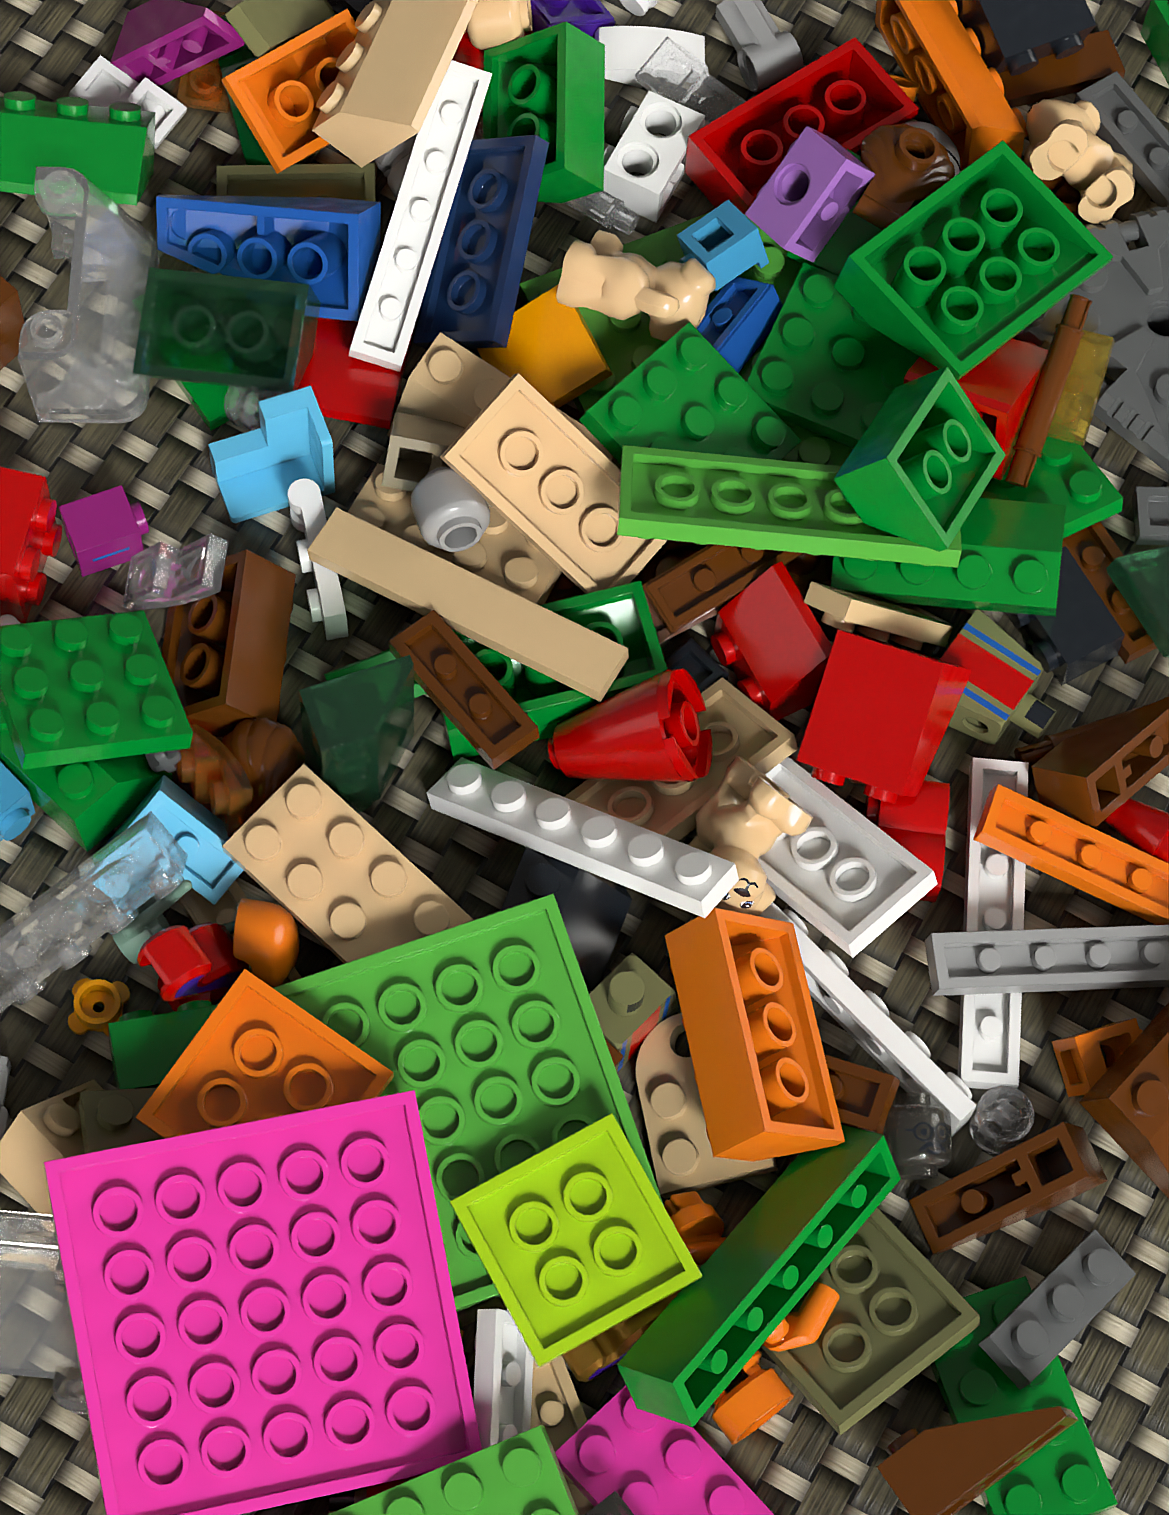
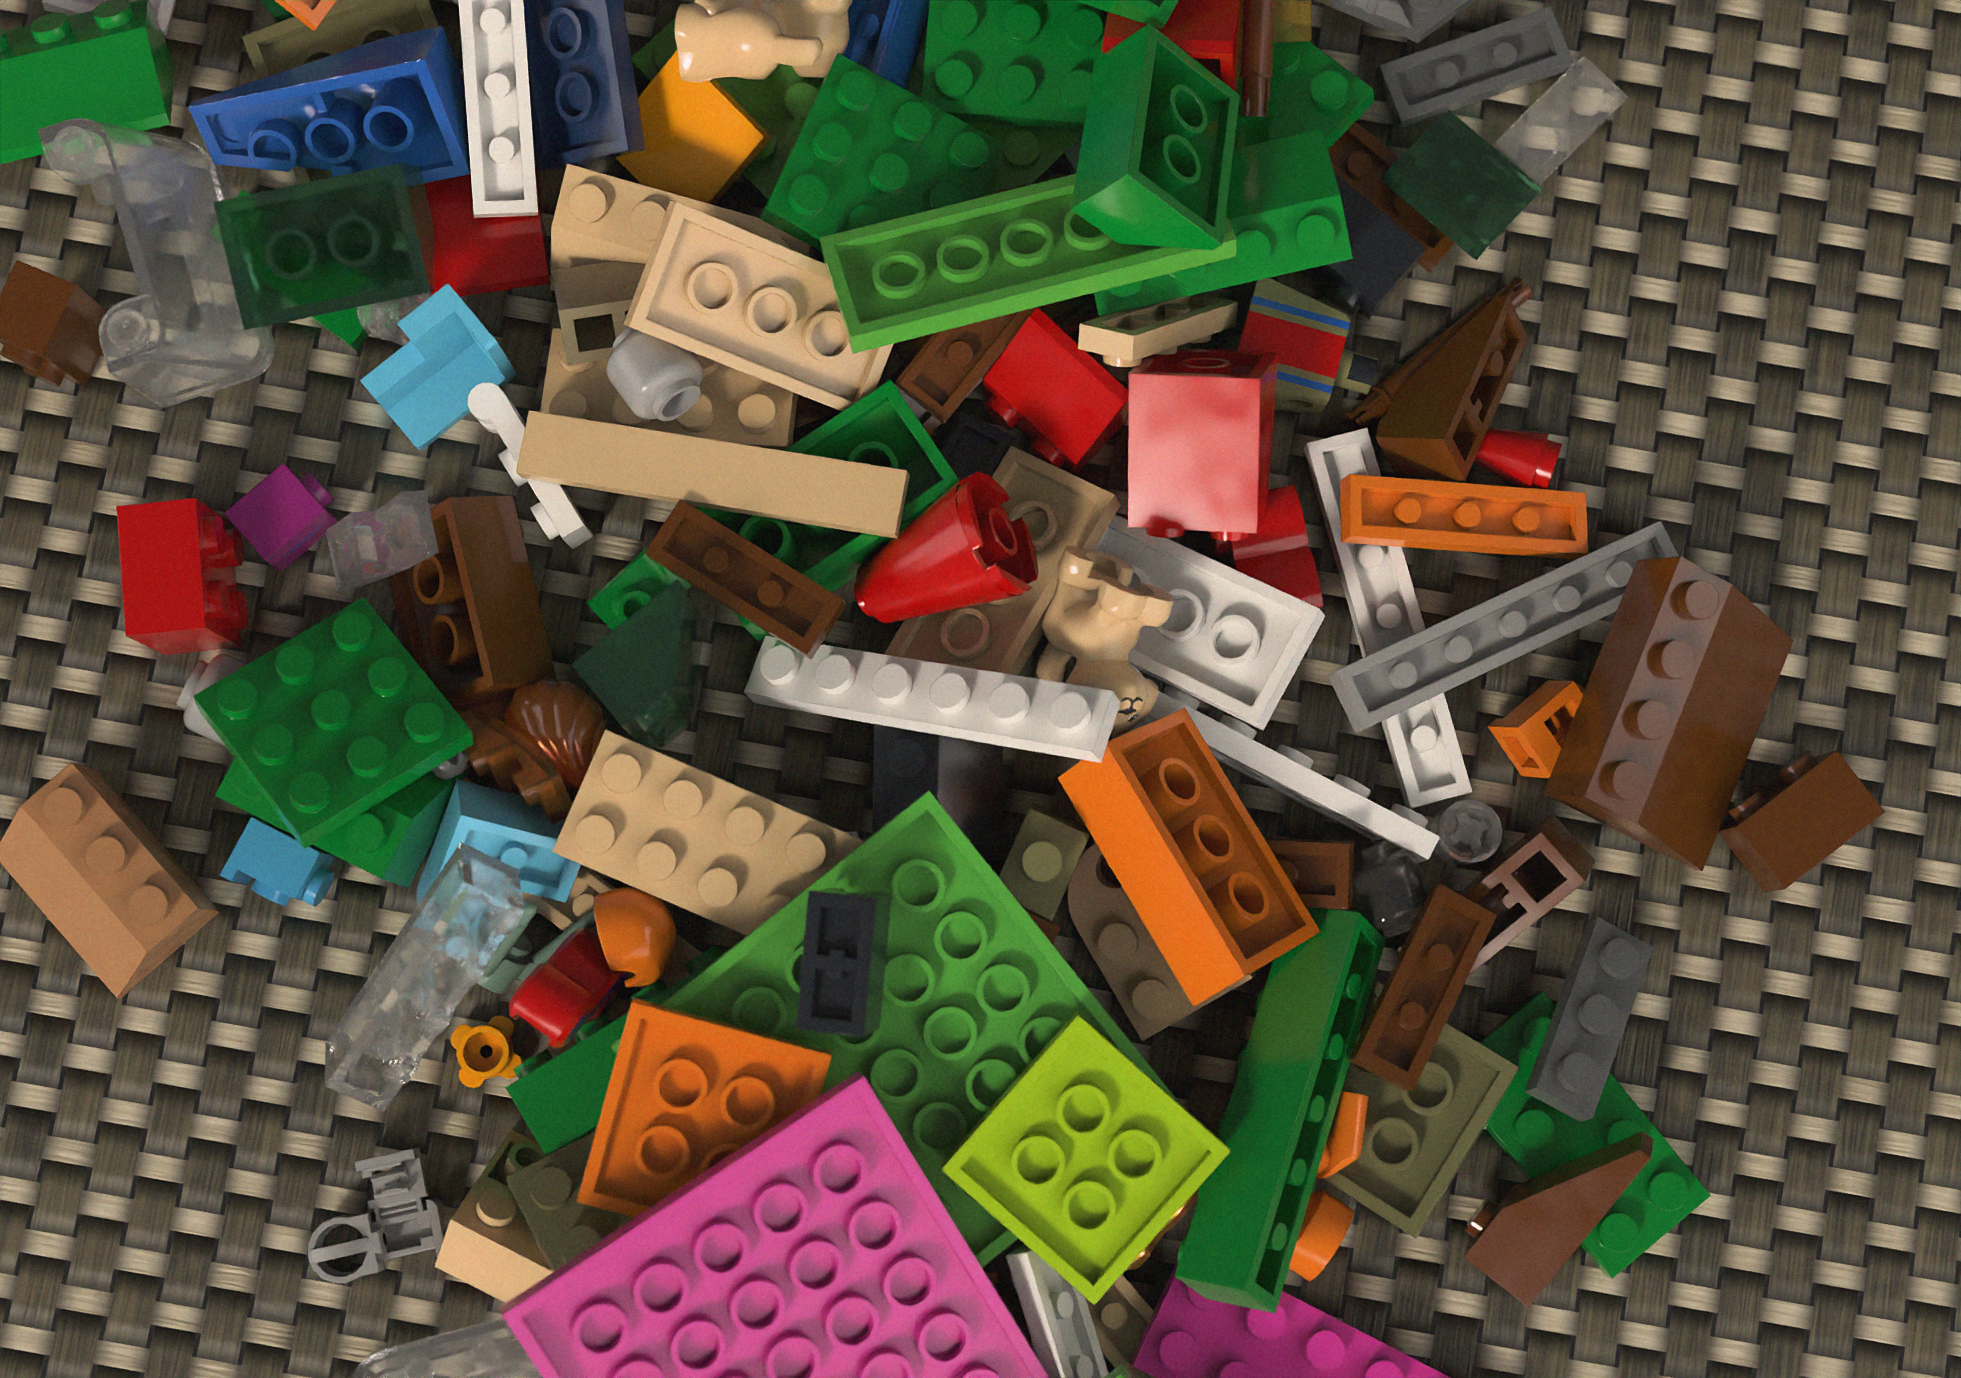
camera: 20 degrees left, 15 degrees up
(433, 997) = (843, 961): none -> black hinge
(696, 1223) = (1192, 1071): orange piece -> none
(917, 1219) = (1422, 987): none -> reddish brown plate

